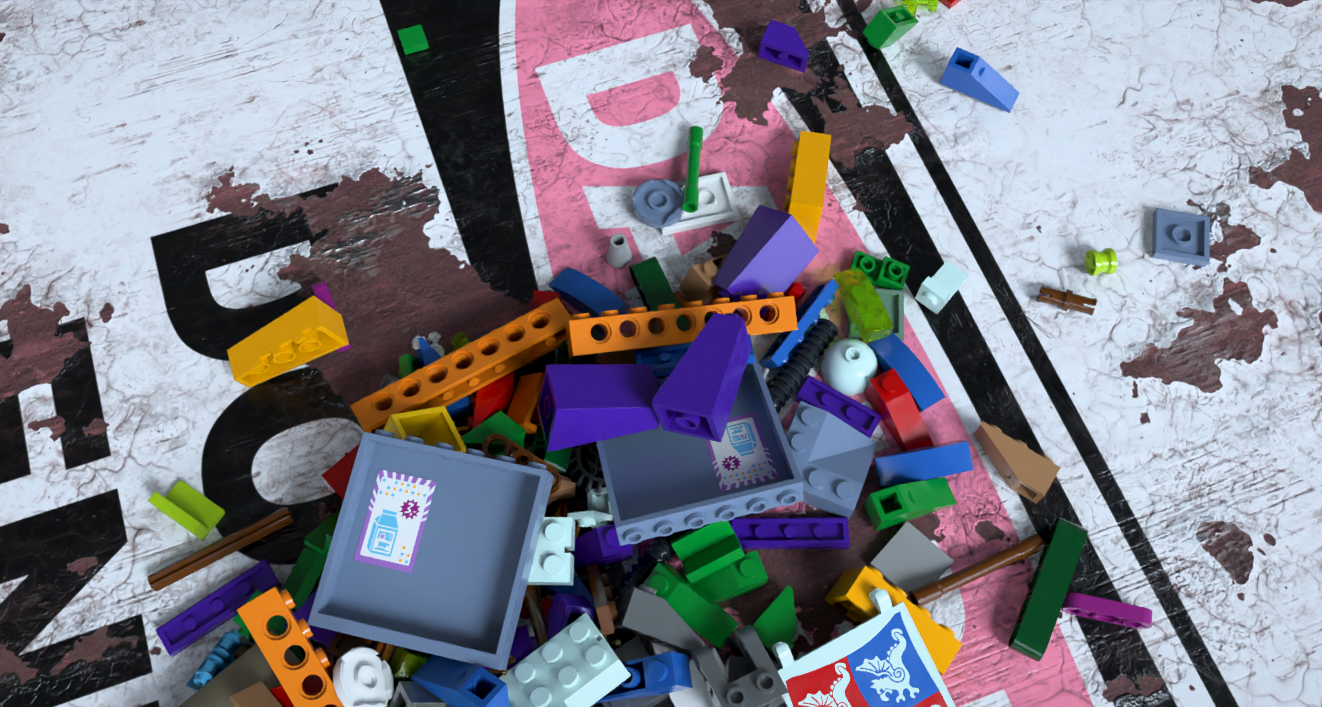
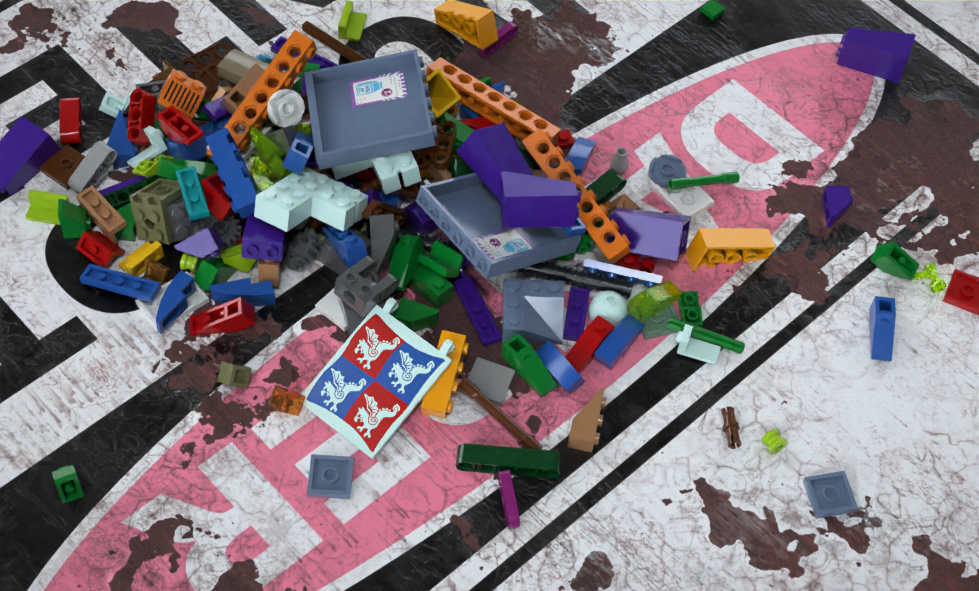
camera: 65 degrees right, 10 degrees down
(927, 269) = (707, 336): none -> green axle

